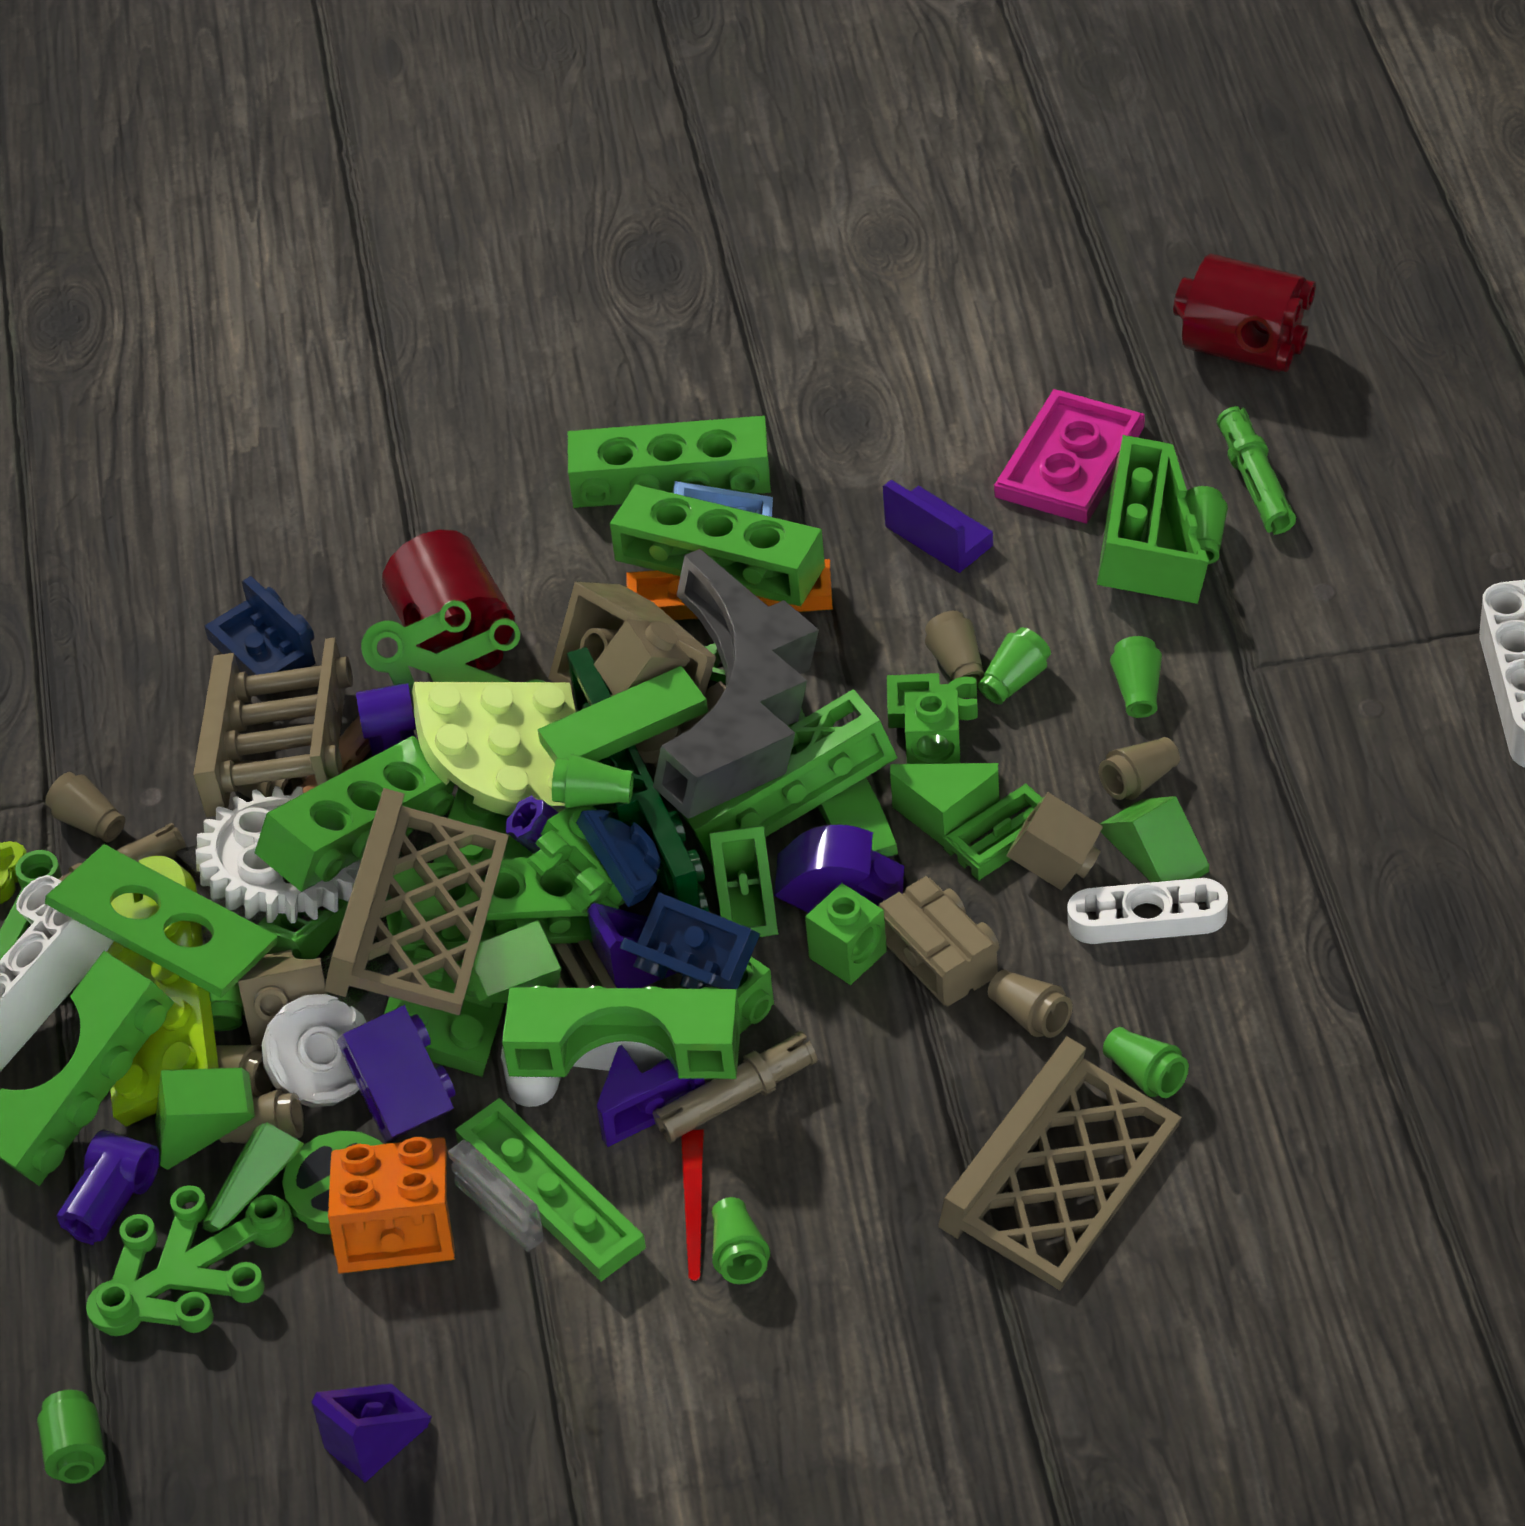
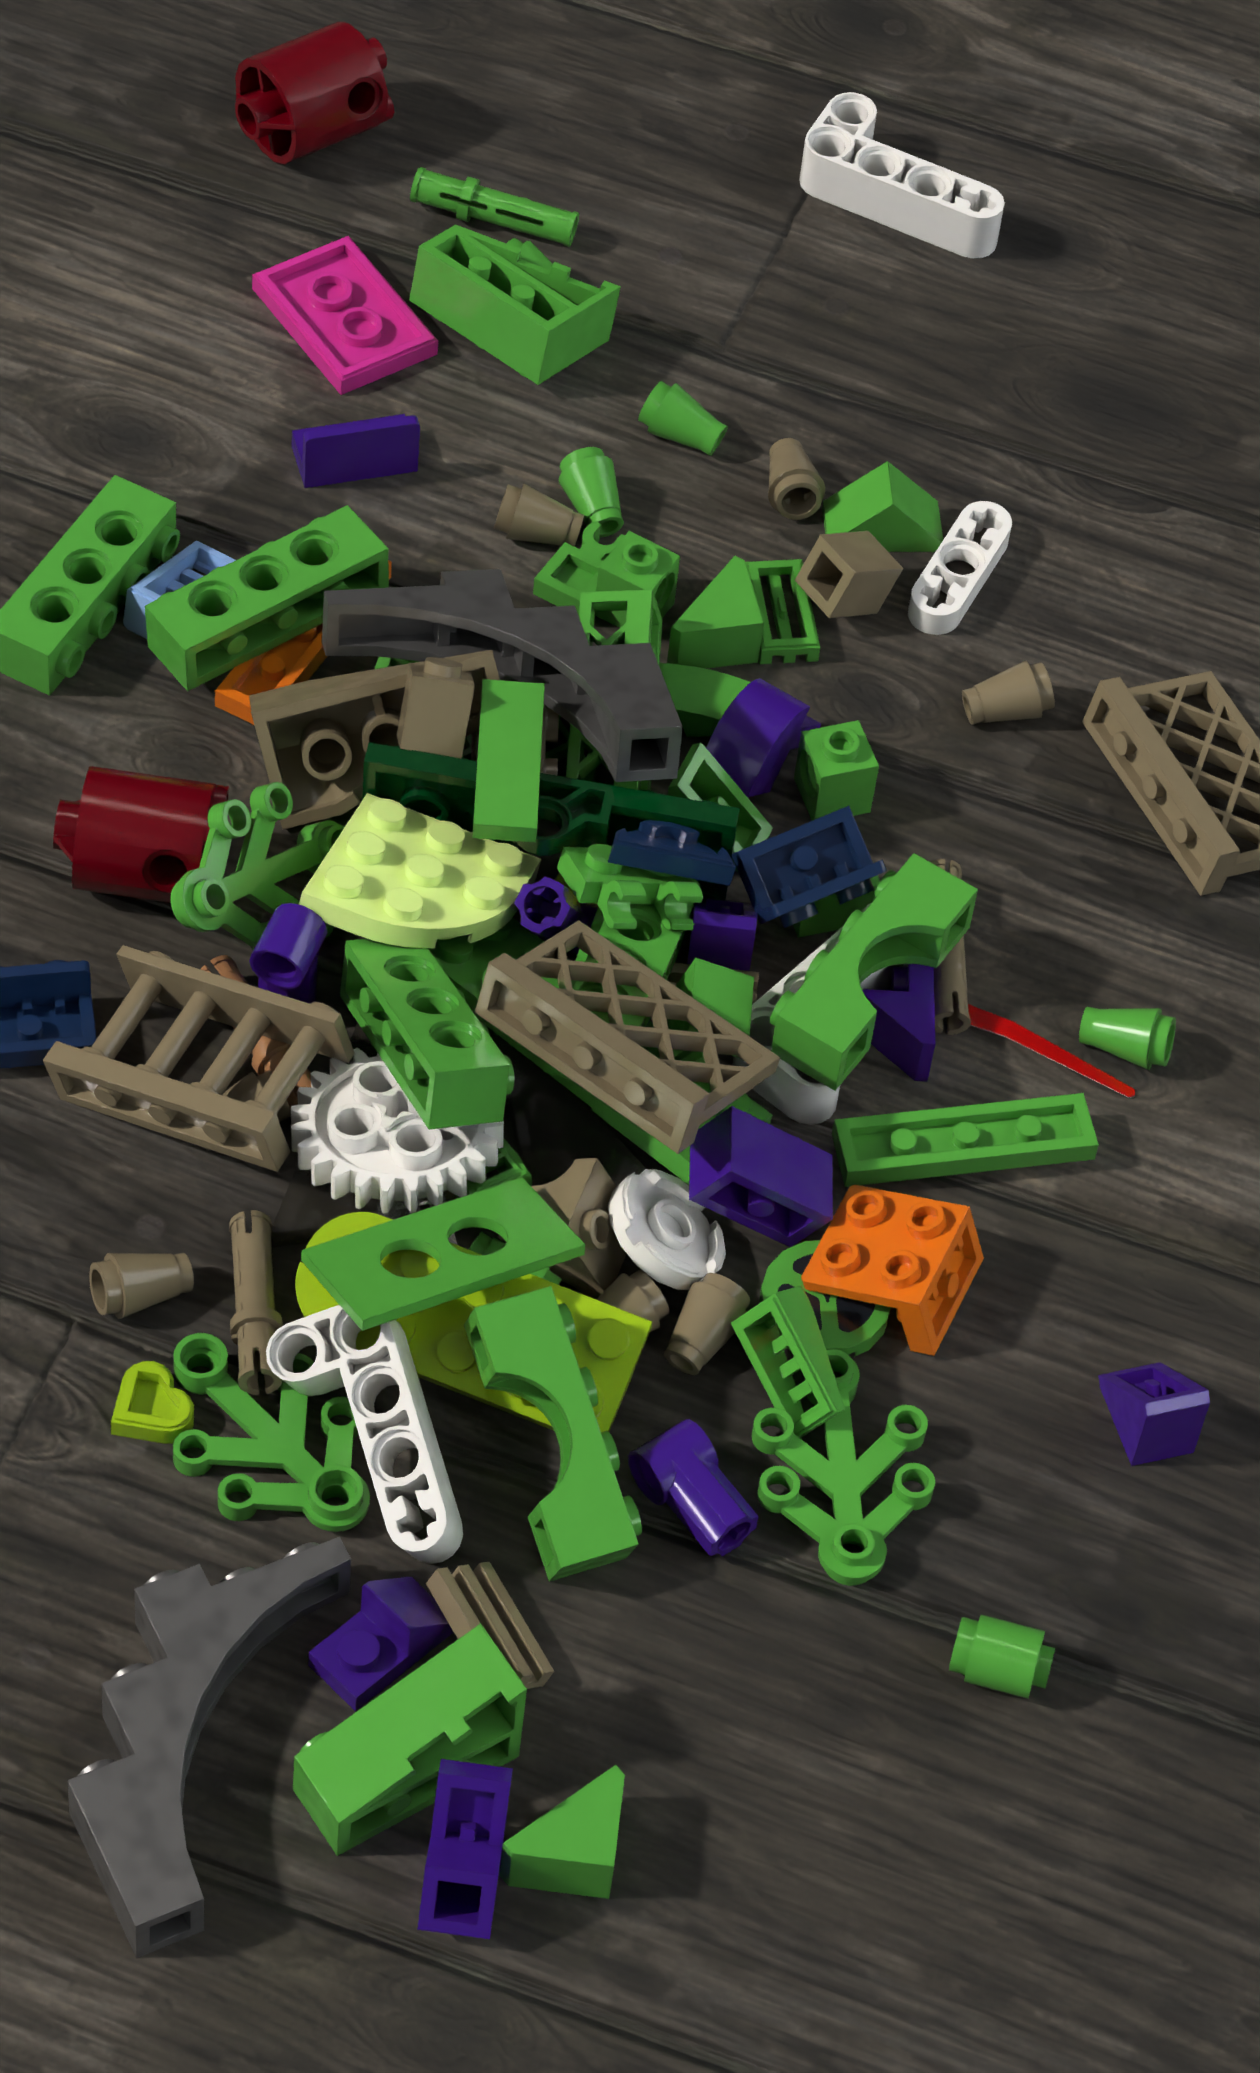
camera: 70 degrees left, 5 degrees up
(199, 1109) = (675, 1361): bright green slope -> none
(496, 1195) = (957, 1177): clear tile -> none
(590, 783) = (576, 824): bright green cone -> none
(939, 940) = (900, 713): dark tan brick -> none
(1149, 1063) = (1139, 657): bright green cone -> none

